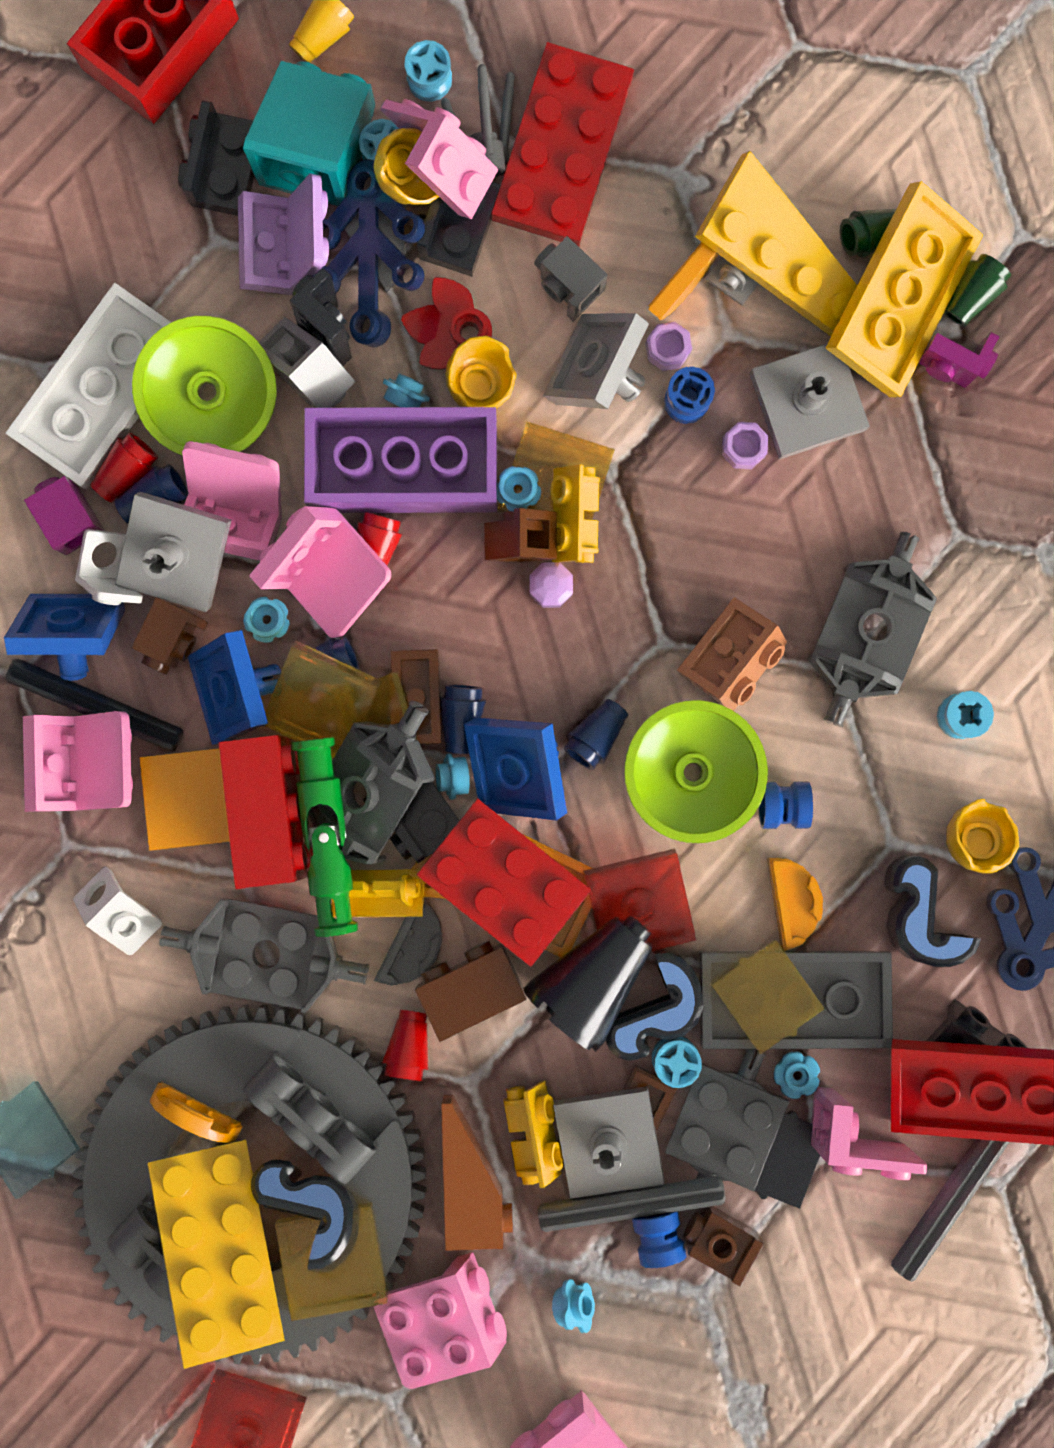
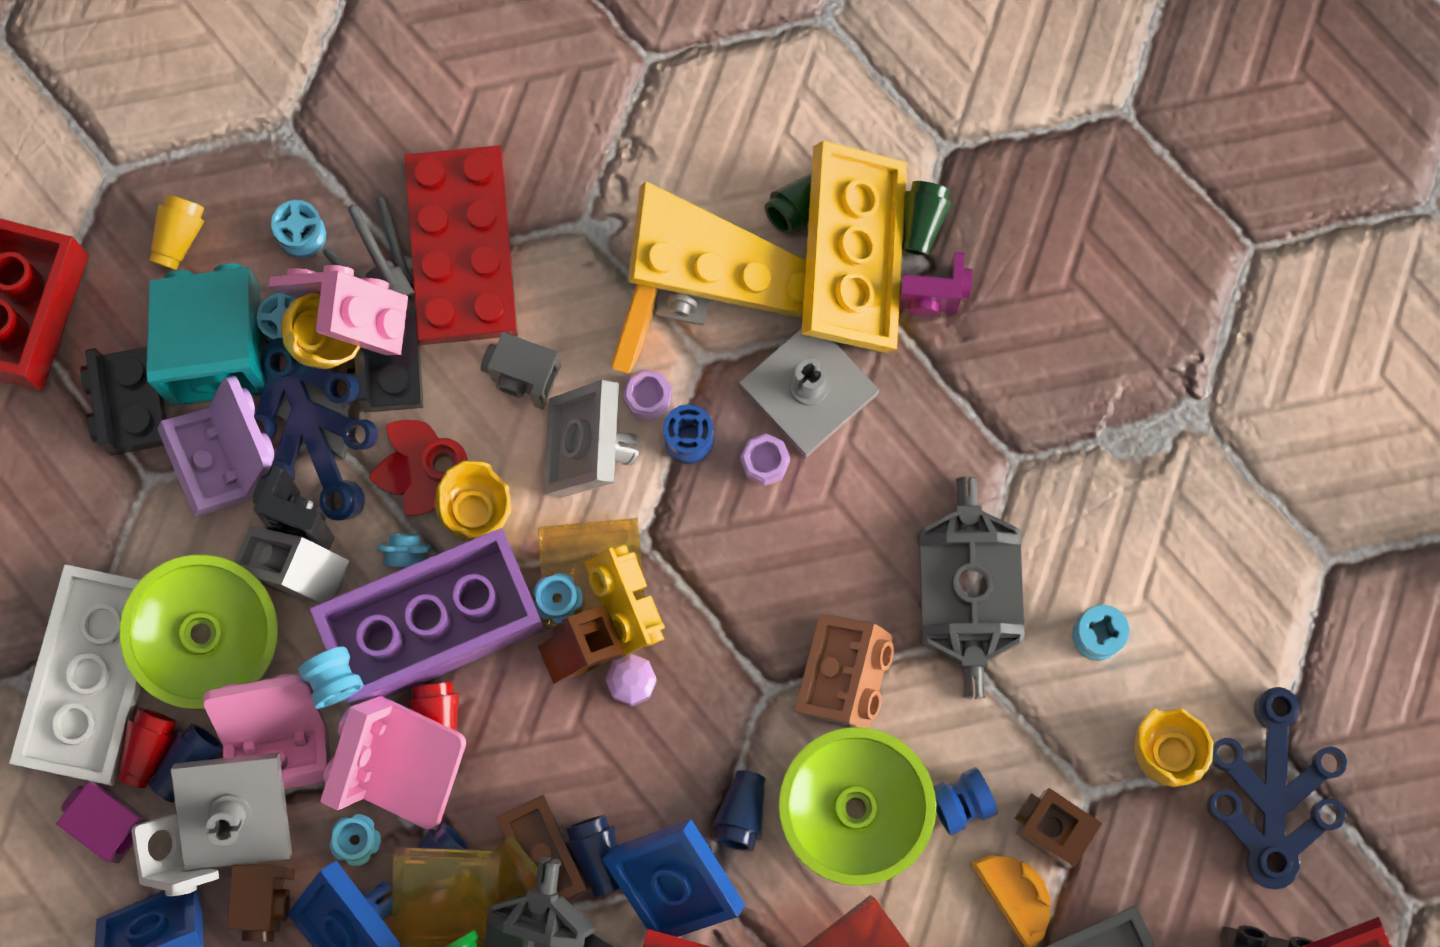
camera: 20 degrees left, 10 degrees down
(298, 473) = (330, 677): none -> medium azure wheel
(453, 776) = (613, 919): medium azure plate -> none
(870, 865) = (1075, 833): none -> reddish brown brick
(913, 916) = (1141, 858): black animal -> none

